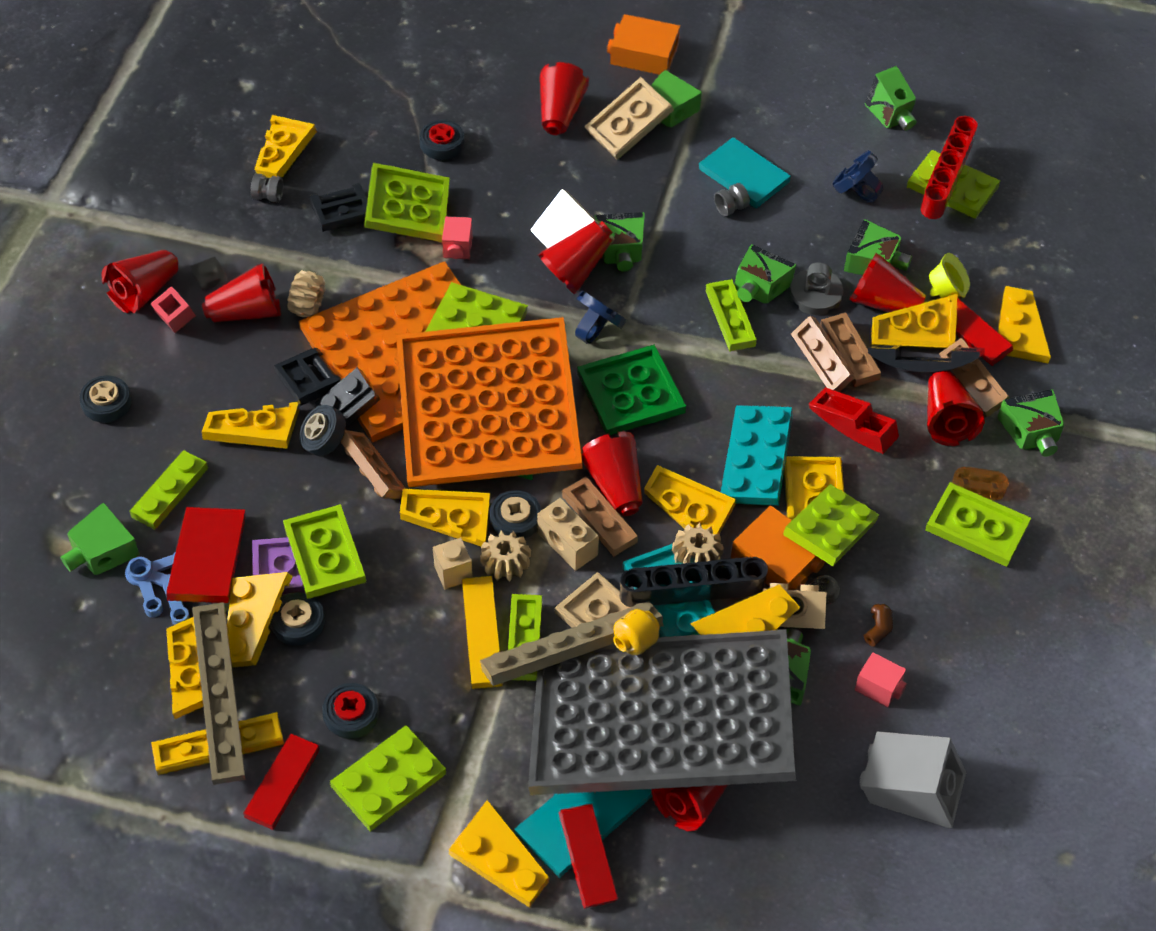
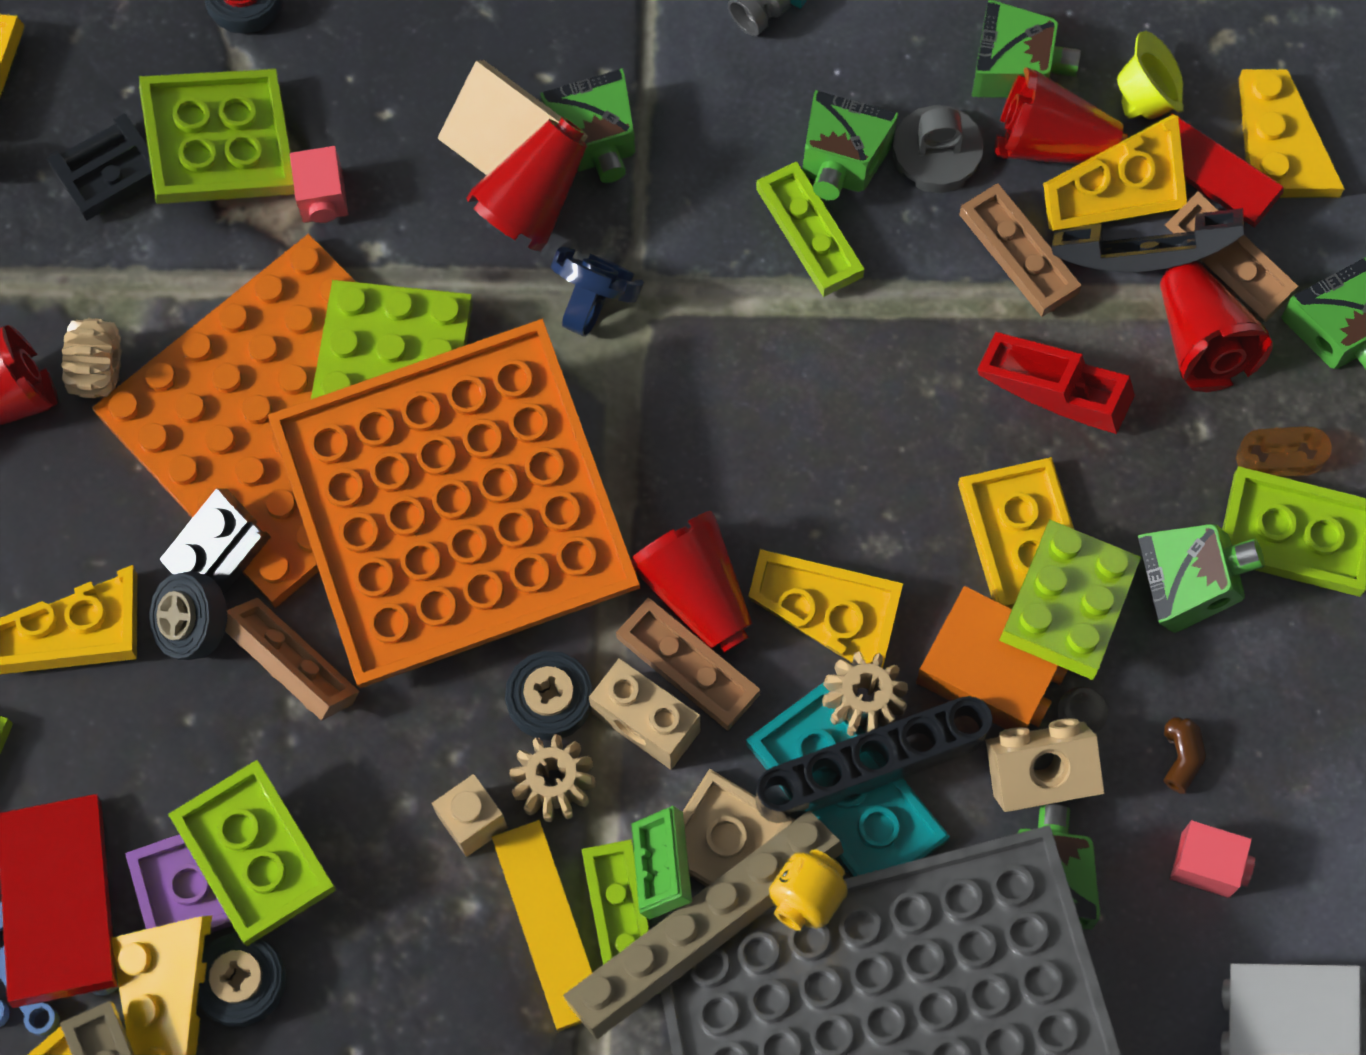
camera: 10 degrees left, 15 degrees up
(300, 378) = (125, 522): black plate -> none
(448, 512) = (438, 717): yellow wing -> none
(555, 608) = (661, 862): none -> bright green plate
(631, 390) = (680, 411): green plate -> none
(757, 454) = (915, 486): teal plate -> none
(757, 613) = (987, 807): yellow wing -> none
(823, 354) = (978, 272): plate -> none
(909, 528) = (1196, 572): none -> bright green torso

